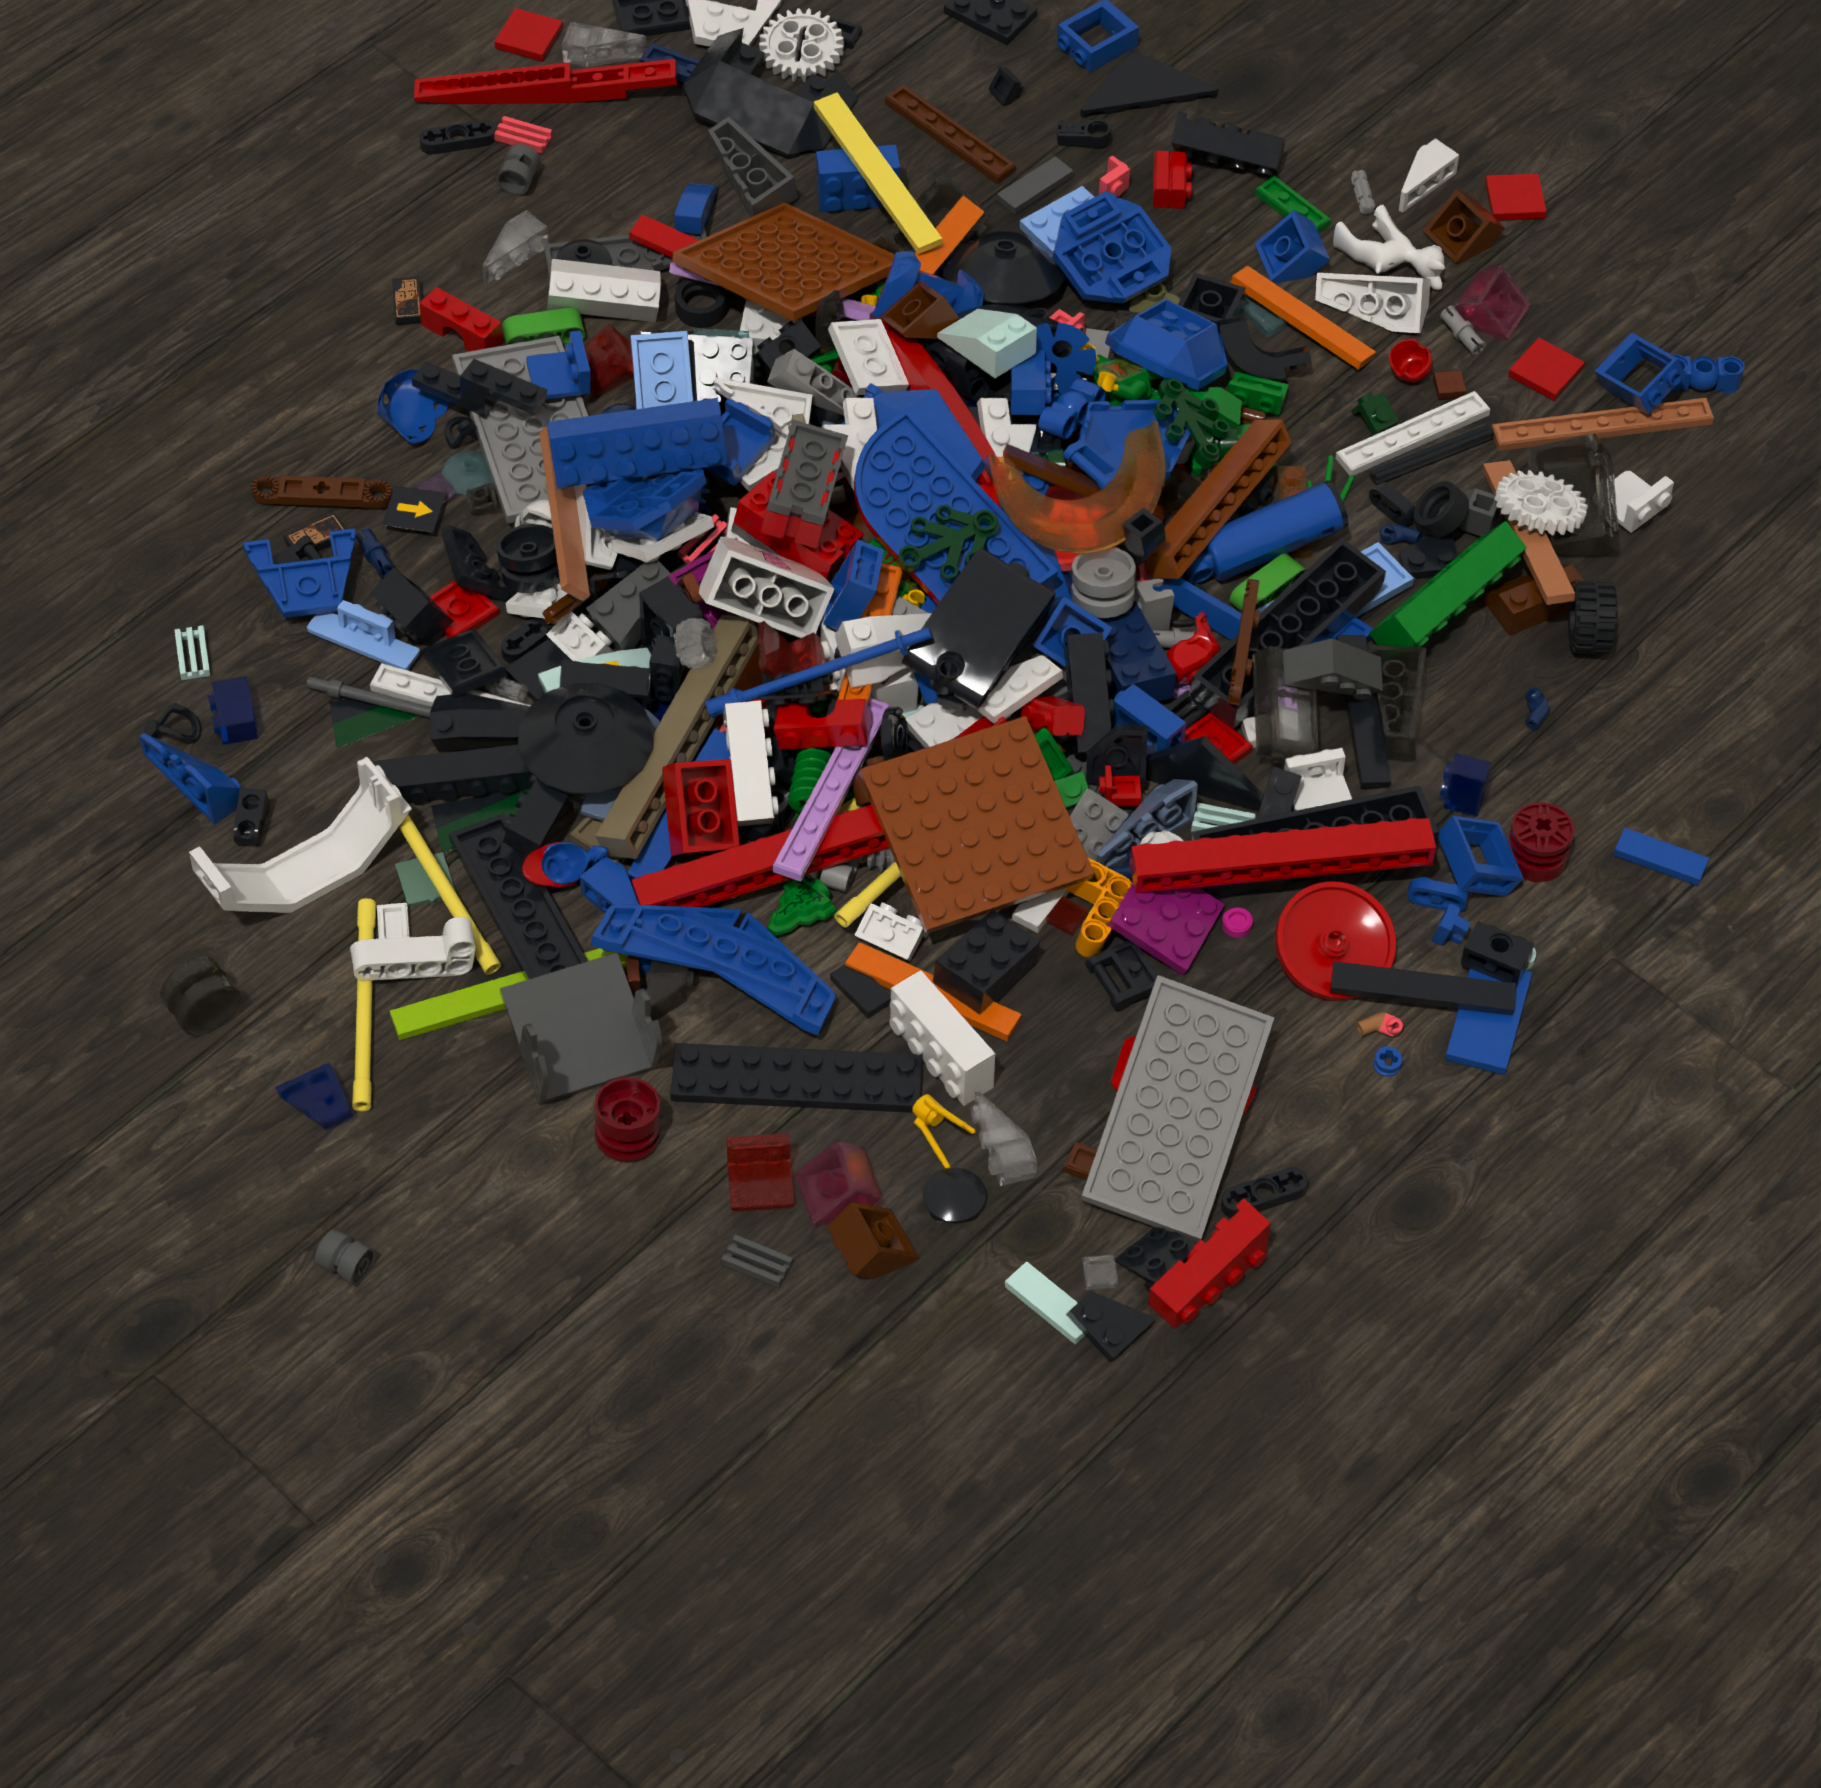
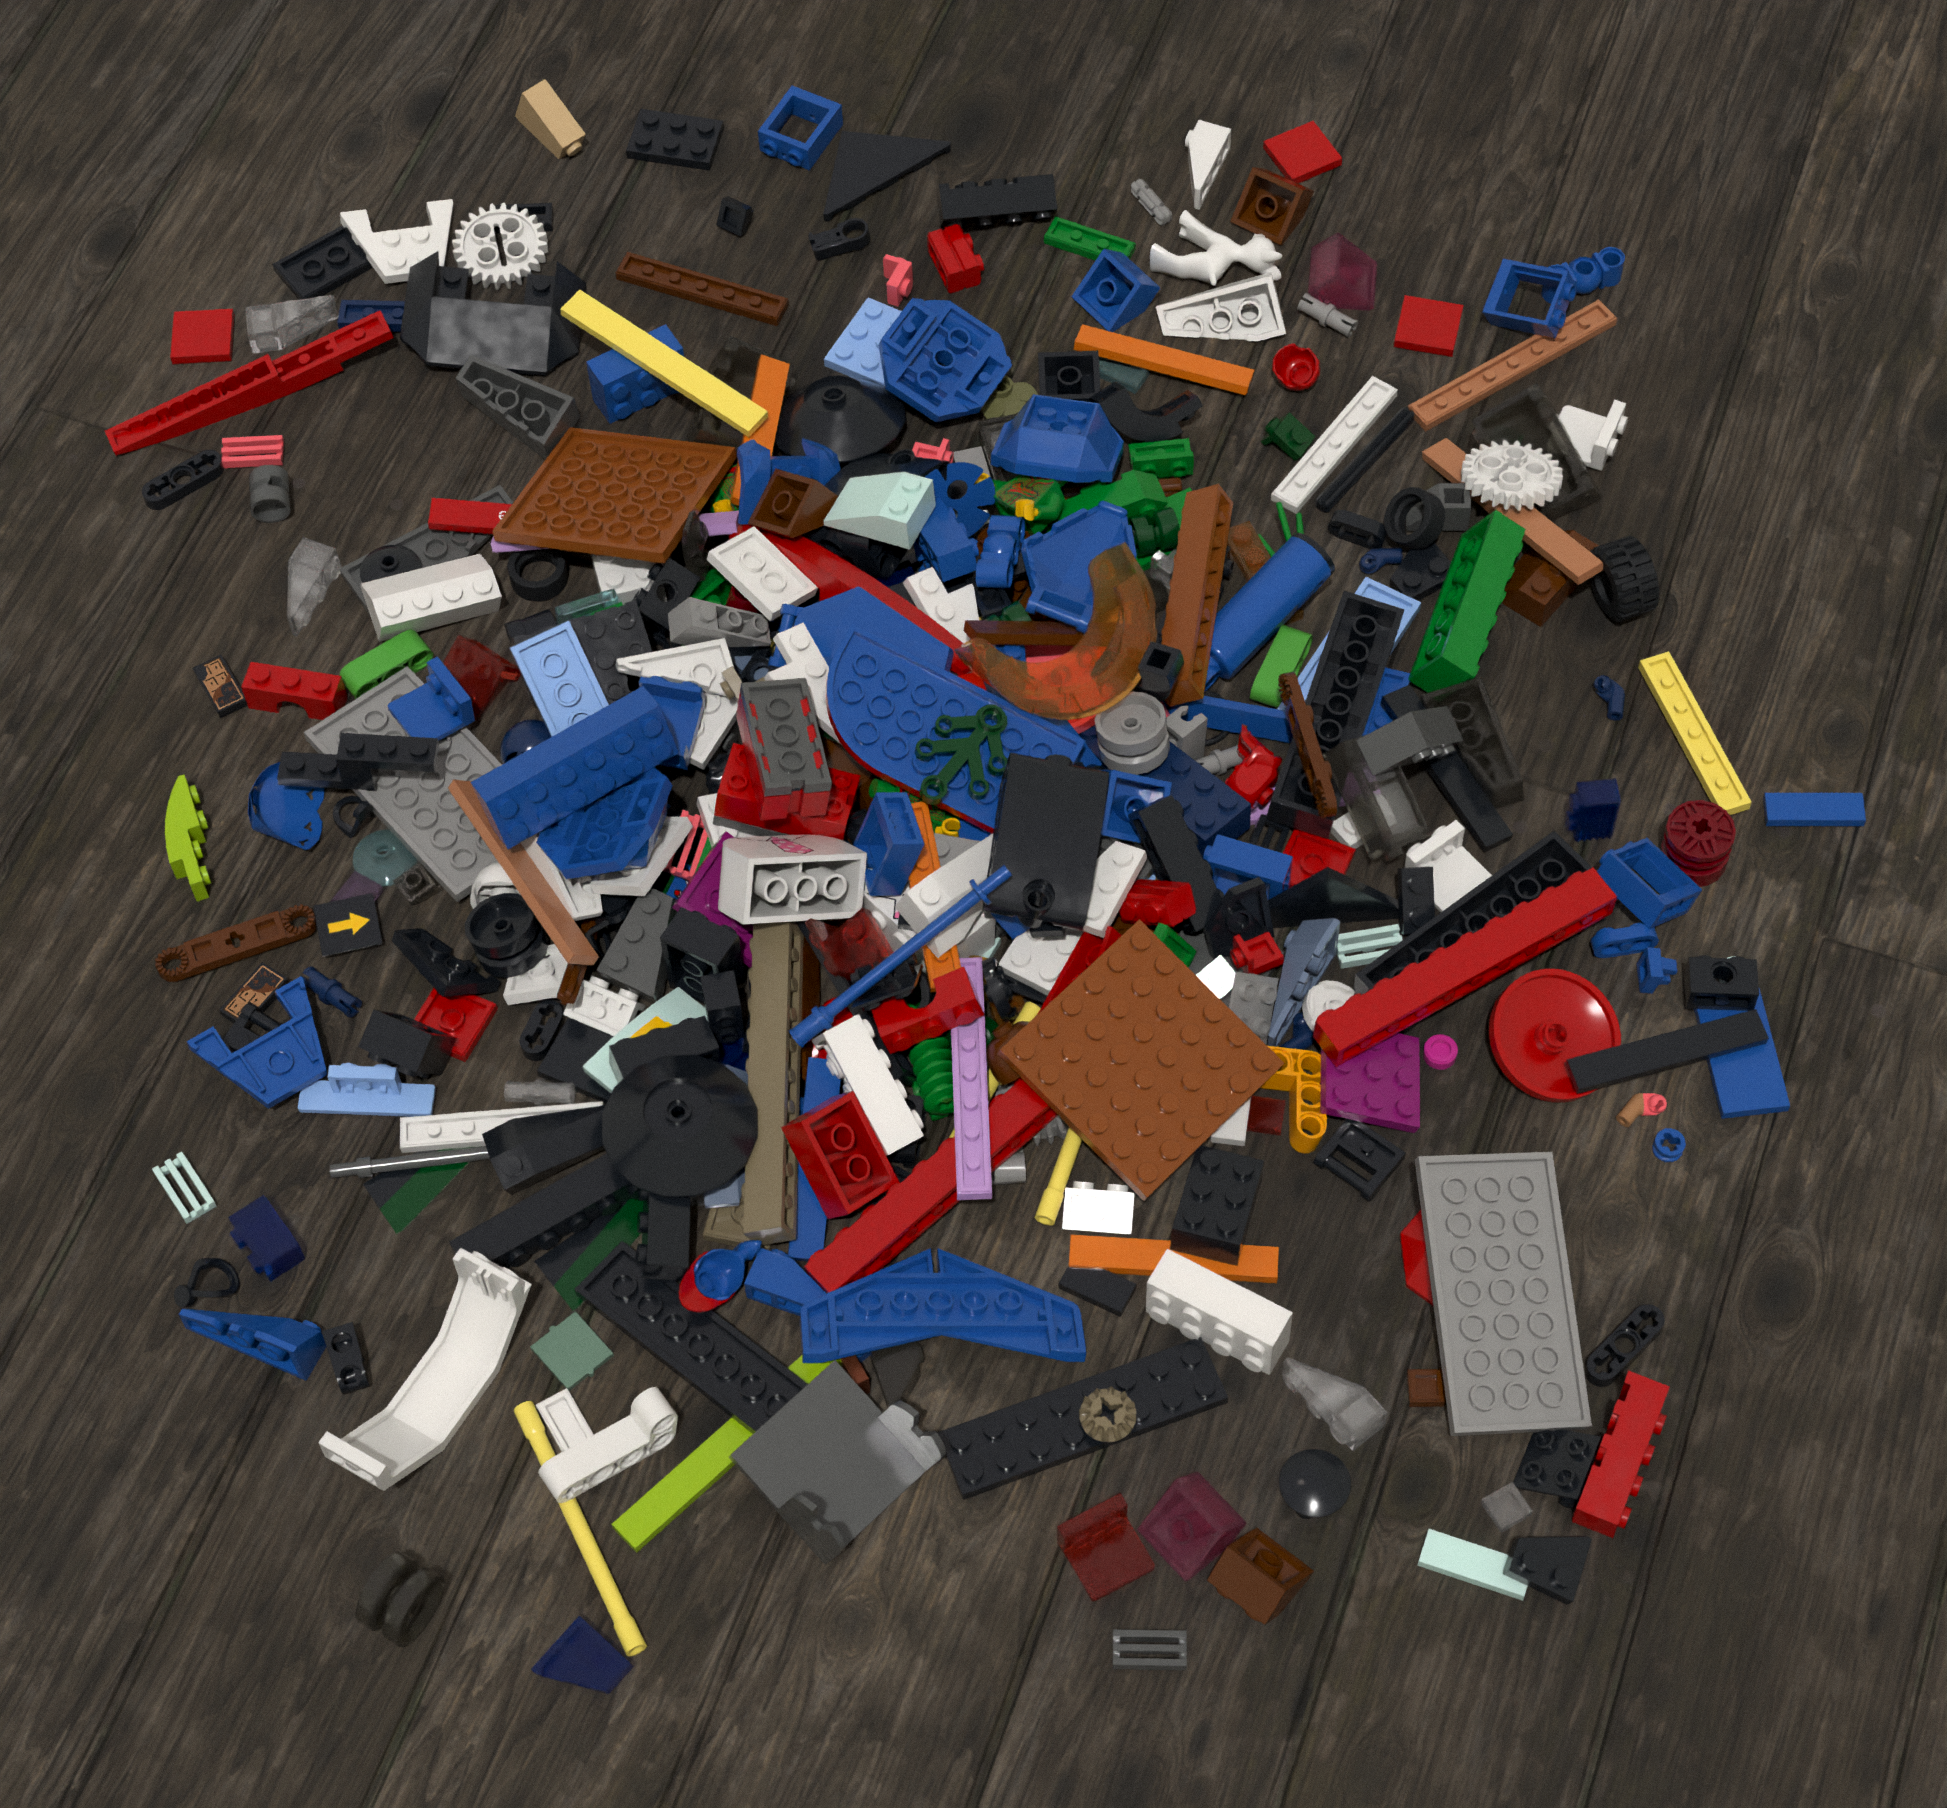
camera: 20 degrees left, 5 degrees up
(321, 399) = (184, 835): none -> lime slope
(464, 662) = (493, 1083): black tile -> none
(484, 953) = (687, 1417): light yellow piece -> none
(627, 1119) = (940, 1529): dark red wheel -> none
(690, 588) = (709, 908): copper tile -> none
(695, 207) = (480, 467): blue slope -> none
(695, 643) = (748, 971): clear gear -> none
(801, 905) = (991, 1220): green rock -> none
(824, 1086) = (1100, 1427): none -> dark tan gear
(932, 1113) = (1244, 1400): yellow plant -> none
(1034, 185) = (818, 314): dark grey tile -> none
(1174, 393) = (1093, 496): dark green plant -> none
(1449, 384) = (1343, 378): copper tile -> none
(1590, 762) = (1694, 733): none -> light yellow plate

